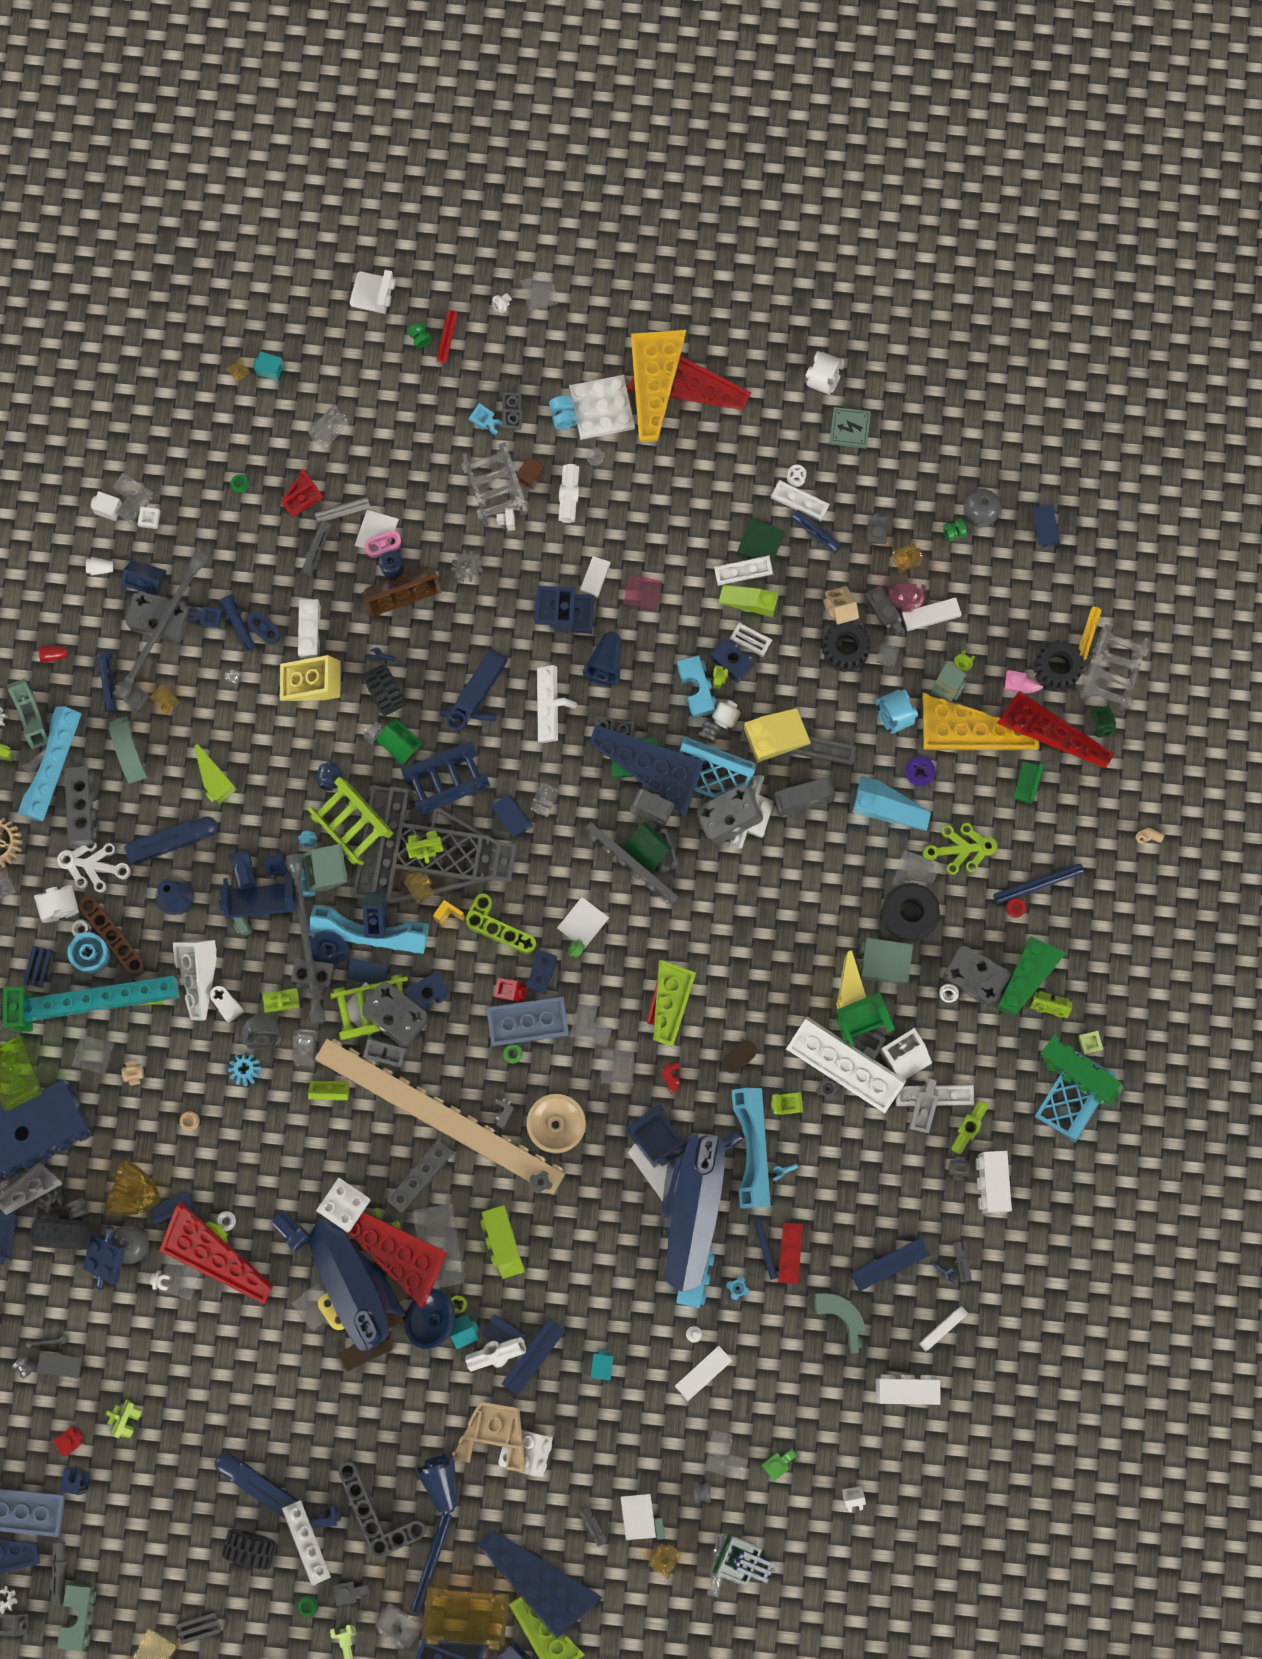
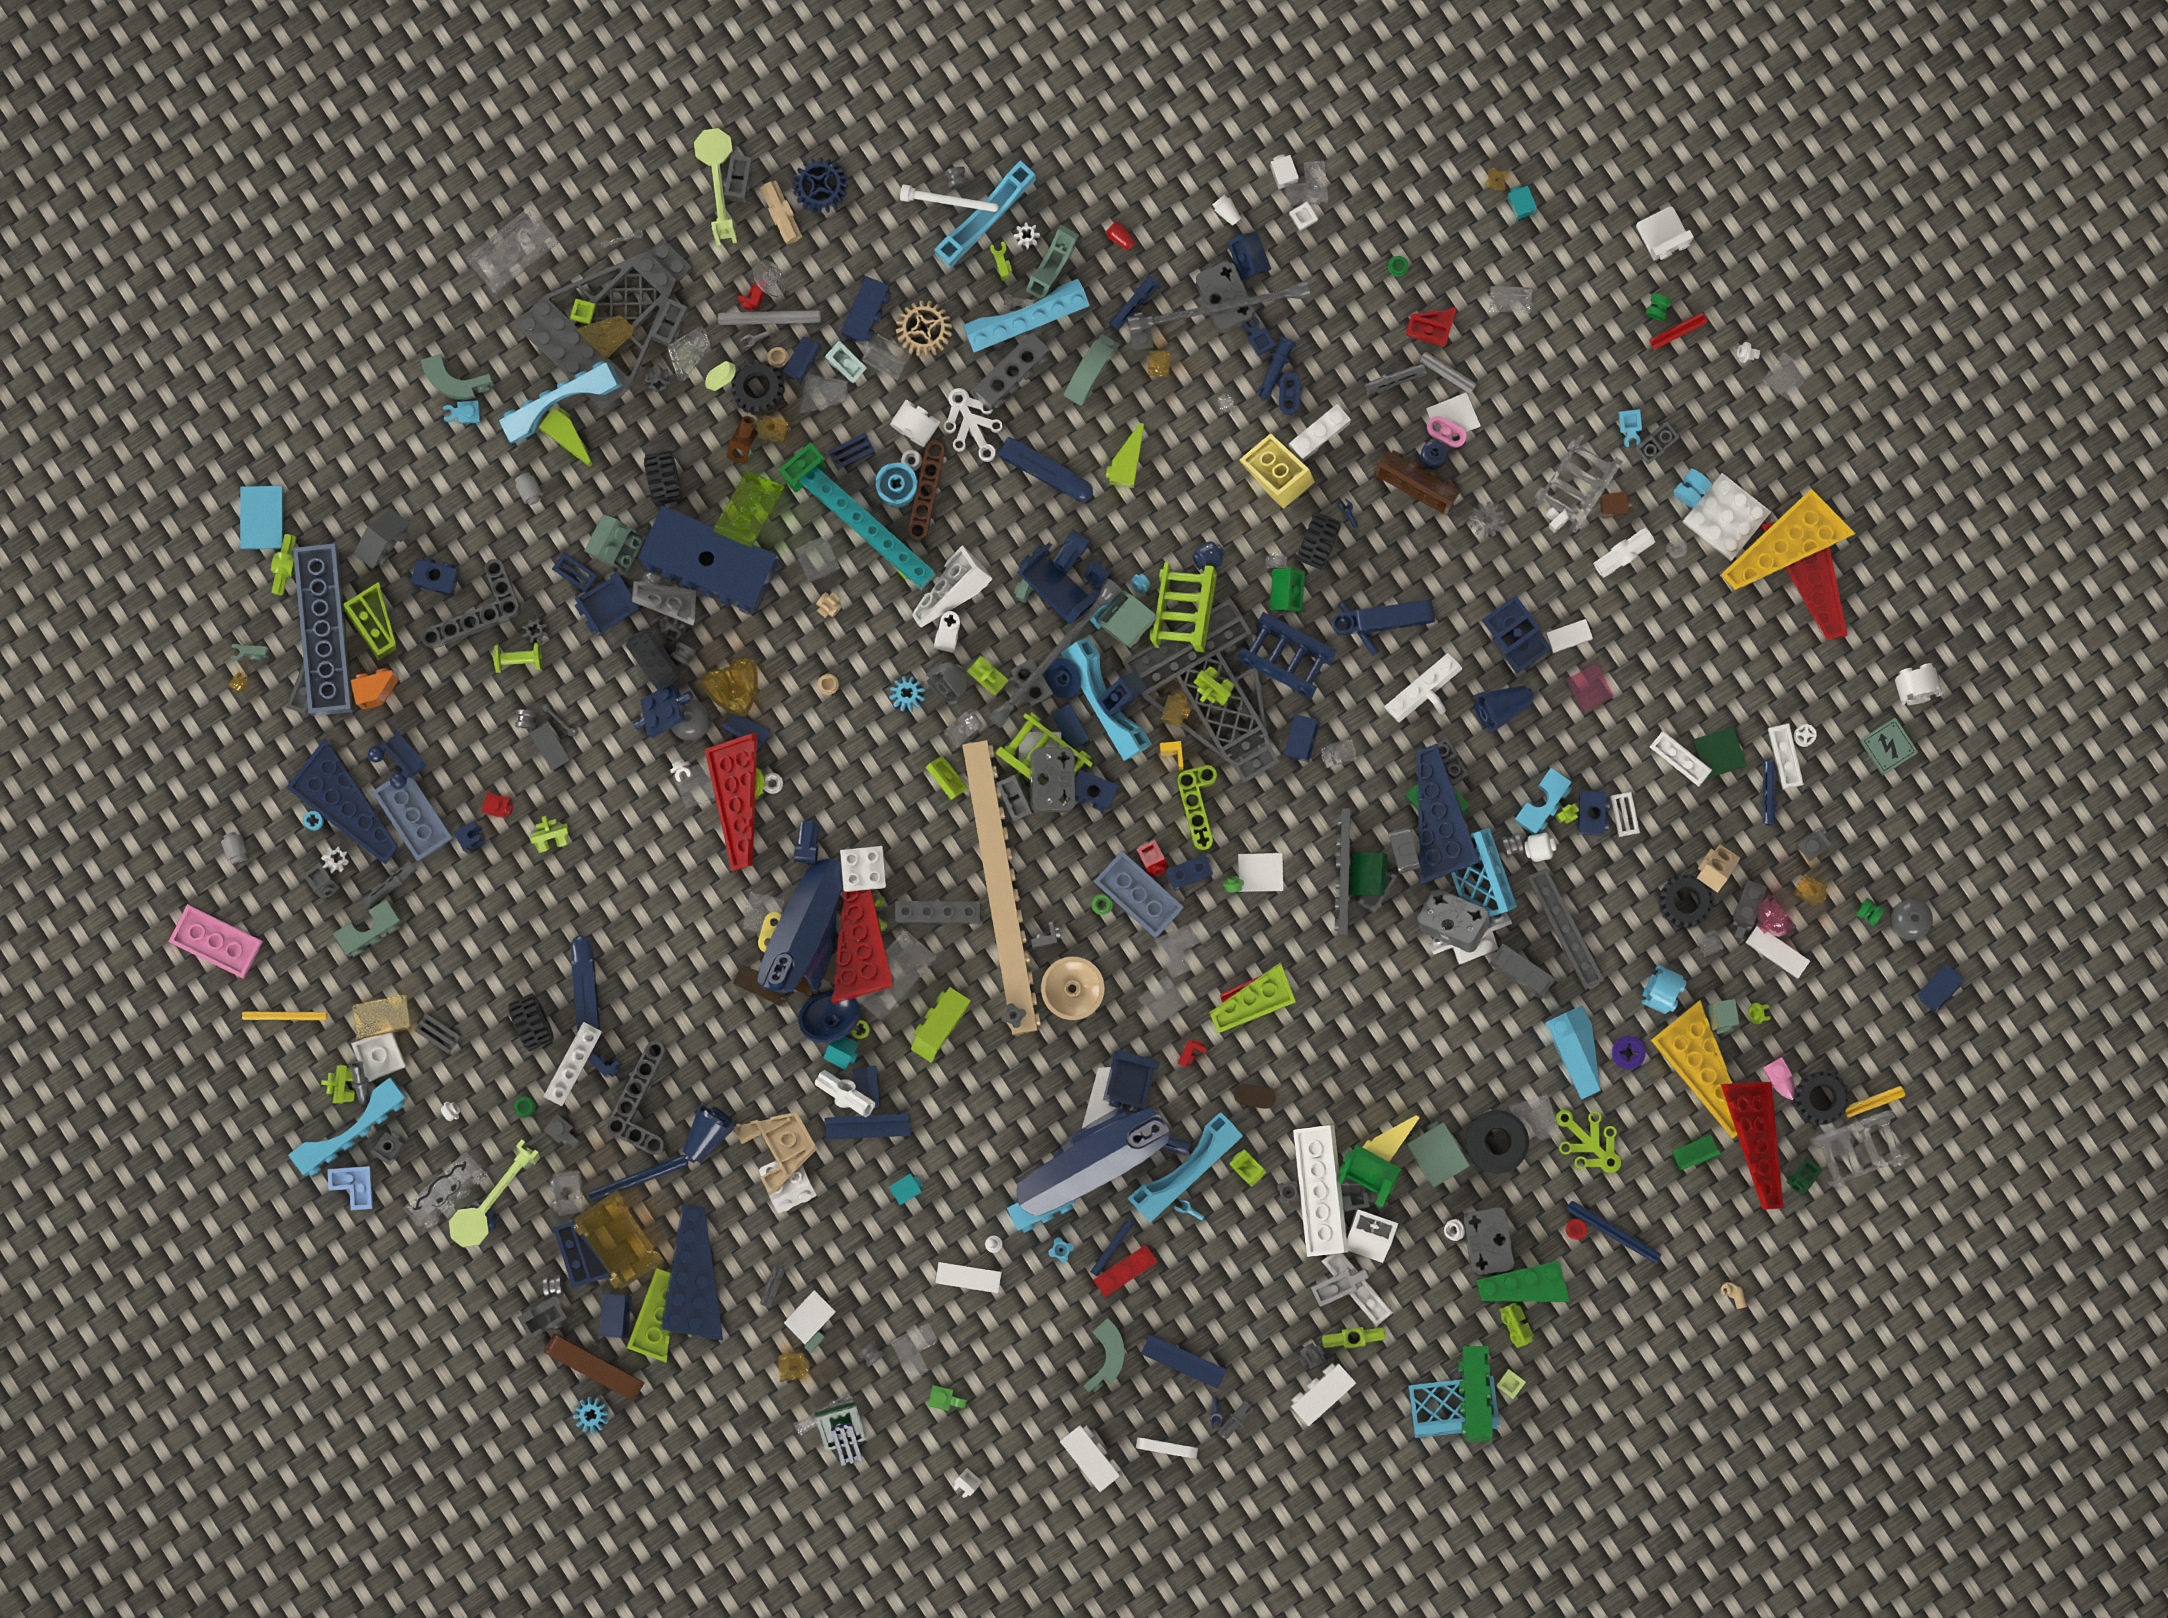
camera: 60 degrees right, 5 degrees up
(174, 896) = (1002, 520): dark blue cone -> none
(749, 599) = (1659, 784): lime slope -> none
(776, 734) = (1557, 904): light yellow slope -> none

